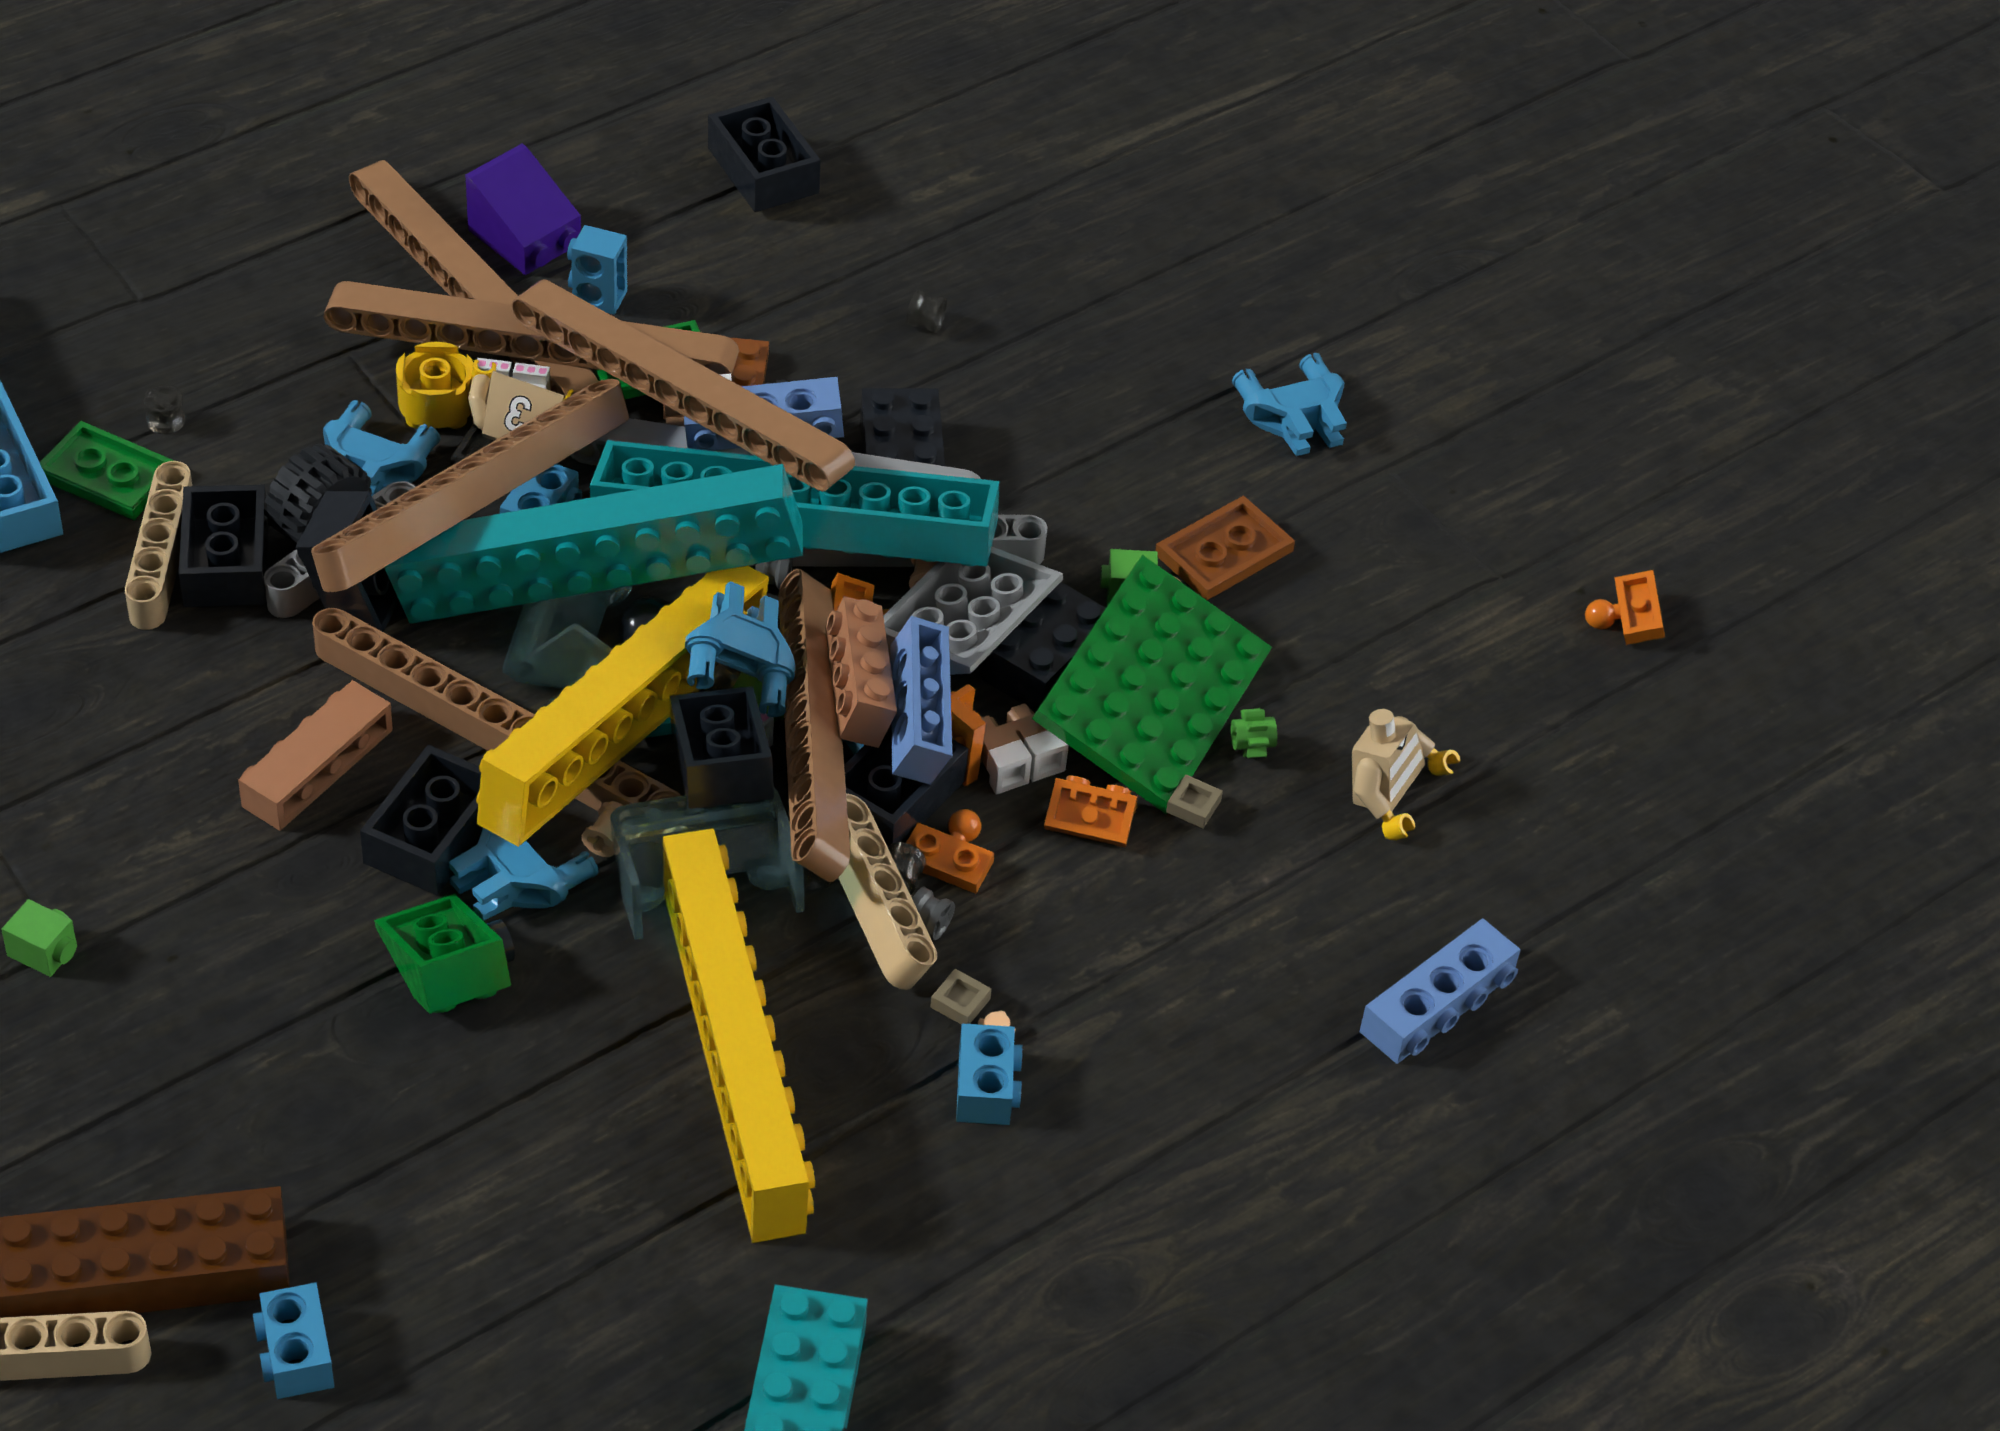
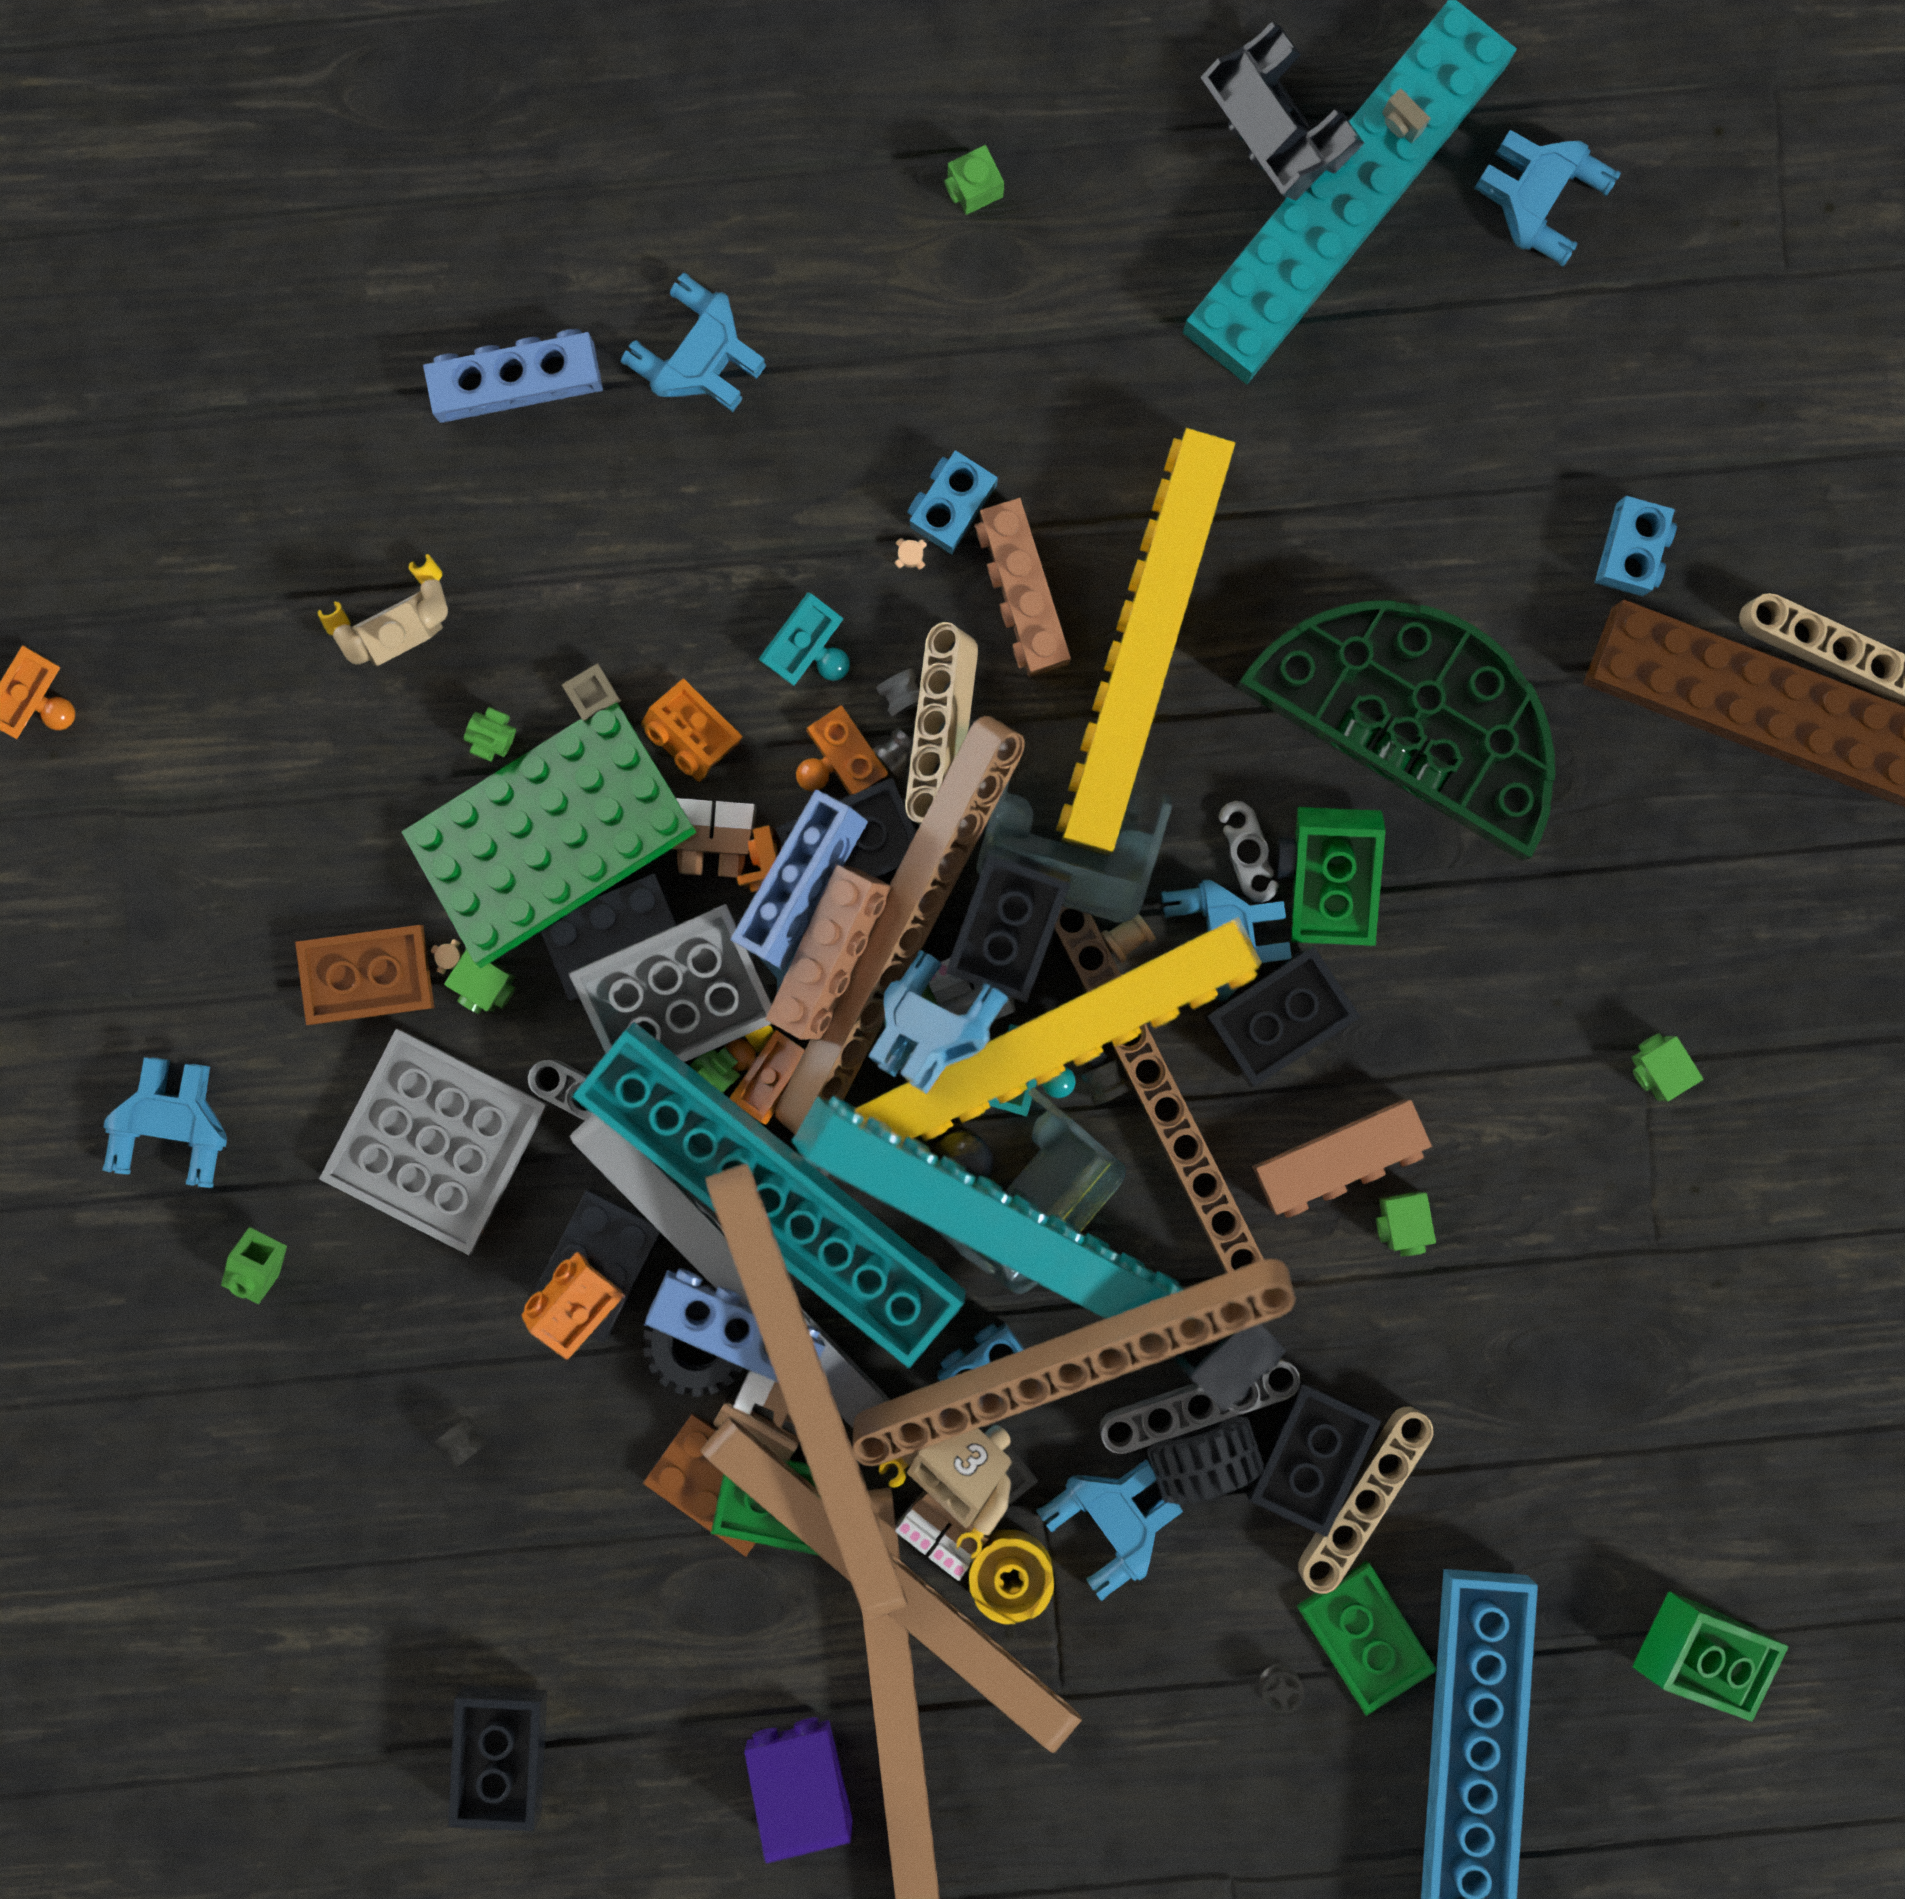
camera: 145 degrees left, 40 degrees up
(229, 734) = (1406, 1223): none -> bright green brick
(441, 1100) = (1421, 707): none -> dark green brick
(540, 955) = (1251, 831): none -> light grey piece
(599, 267) = (769, 1659): dark azure brick -> none
(875, 1035) = (1024, 588): none -> nougat brick
(894, 588) = (717, 1068): none -> bright green gear
(904, 382) = (570, 1305): none -> orange bracket
(960, 997) = (926, 593): dark tan plate -> none
(1043, 916) = (803, 641): none -> teal plate
(1089, 470) = (433, 1141): none -> light grey plate
(1152, 1341) = (974, 180): none -> bright green brick
(1162, 340) = (253, 1265): none -> bright green brick
(1282, 1087) = (702, 354): none -> dark azure connector

